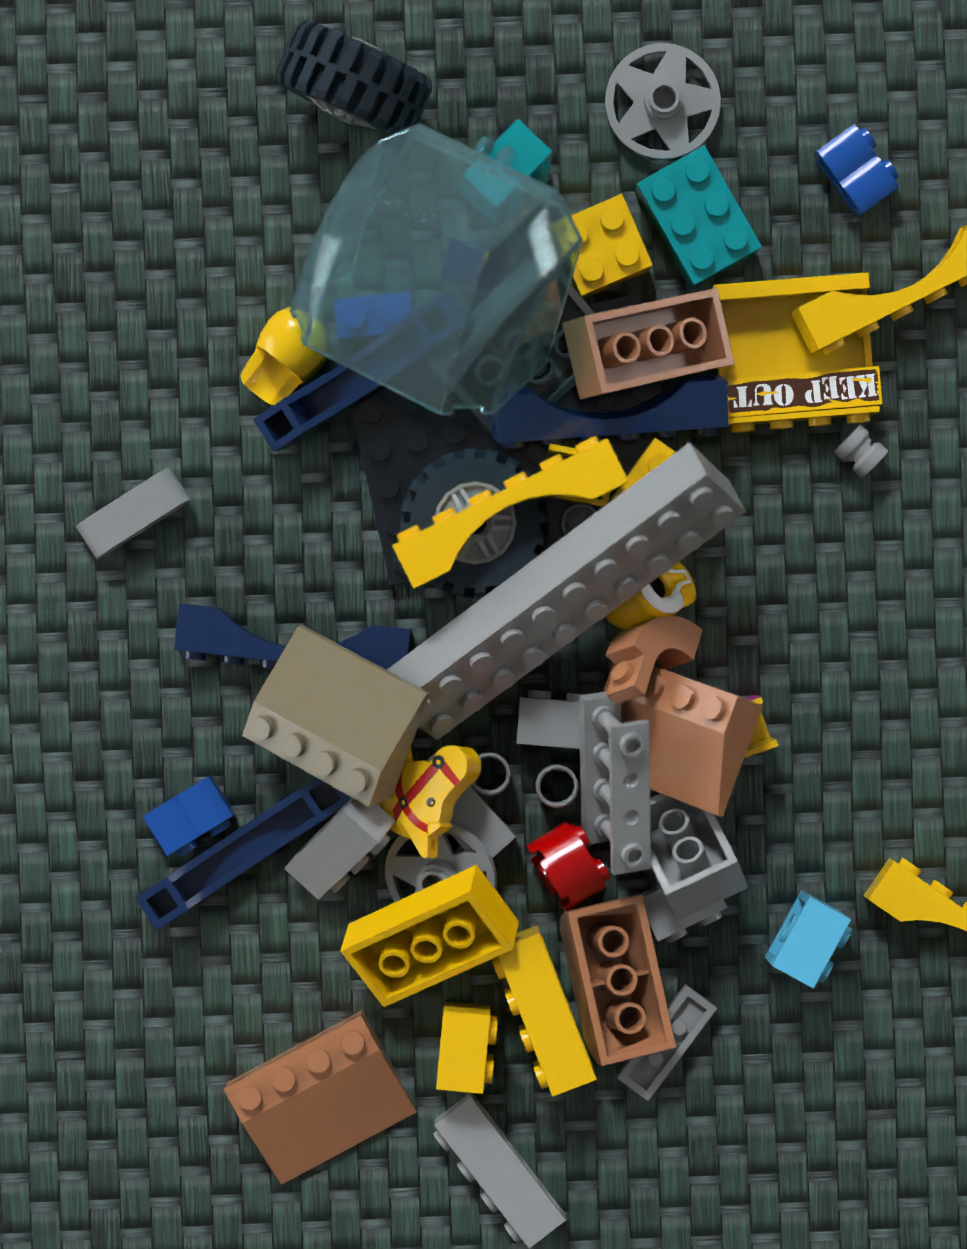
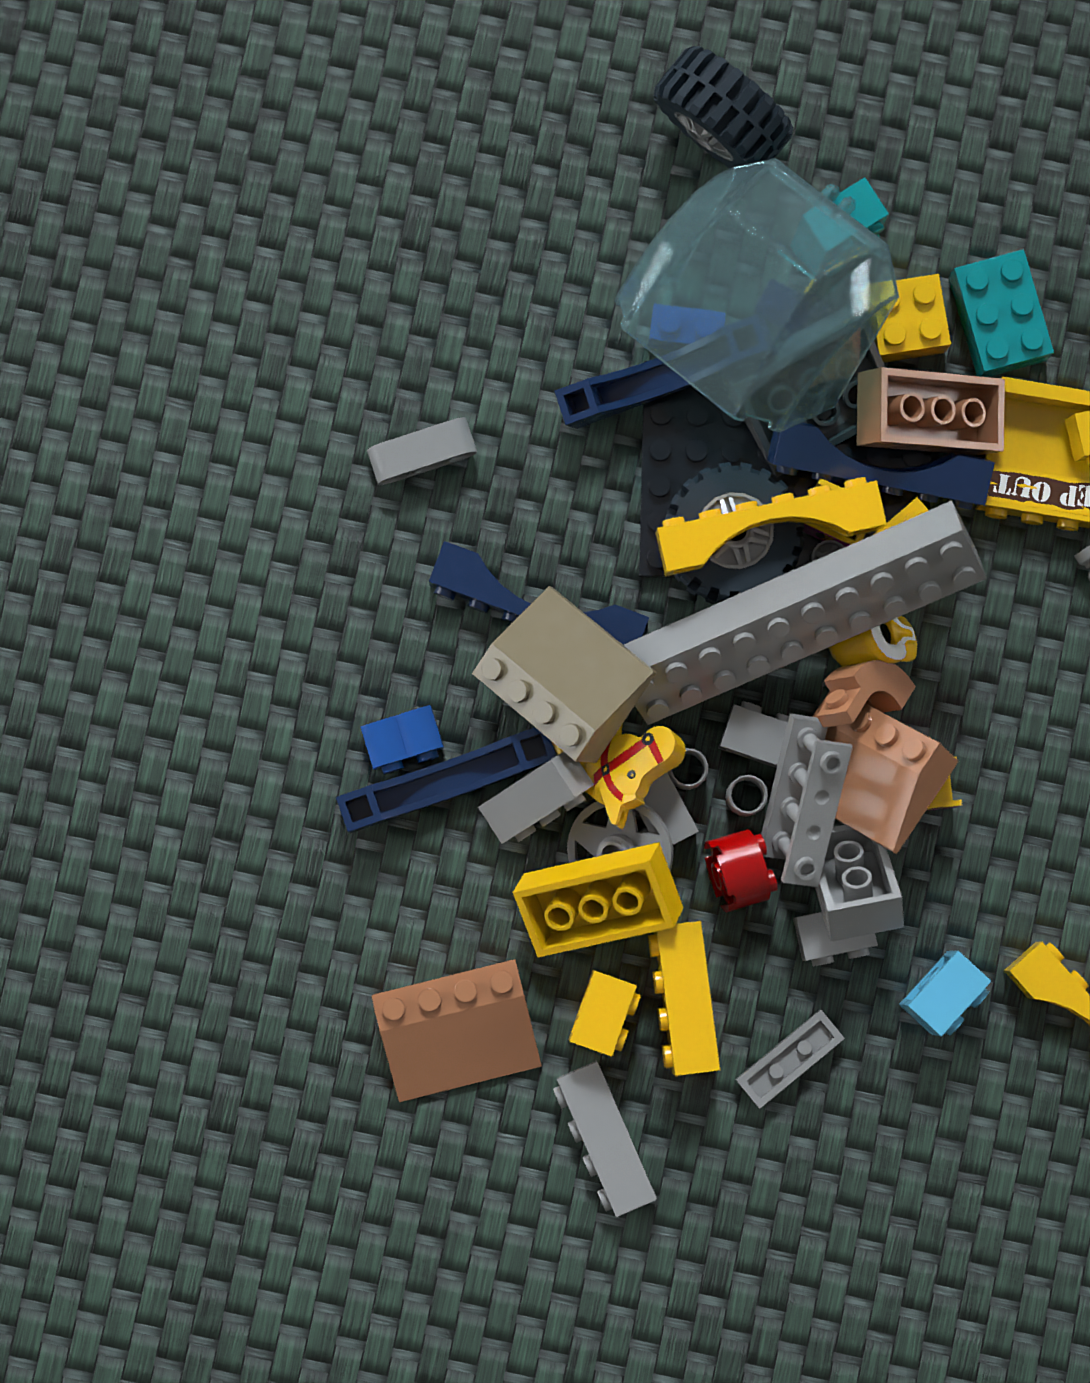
camera: 10 degrees right, 5 degrees down
(280, 360) = (595, 344): yellow piece -> none
(616, 980) = (758, 985): nougat windscreen -> none
(662, 101) = (993, 203): light grey wheel -> none

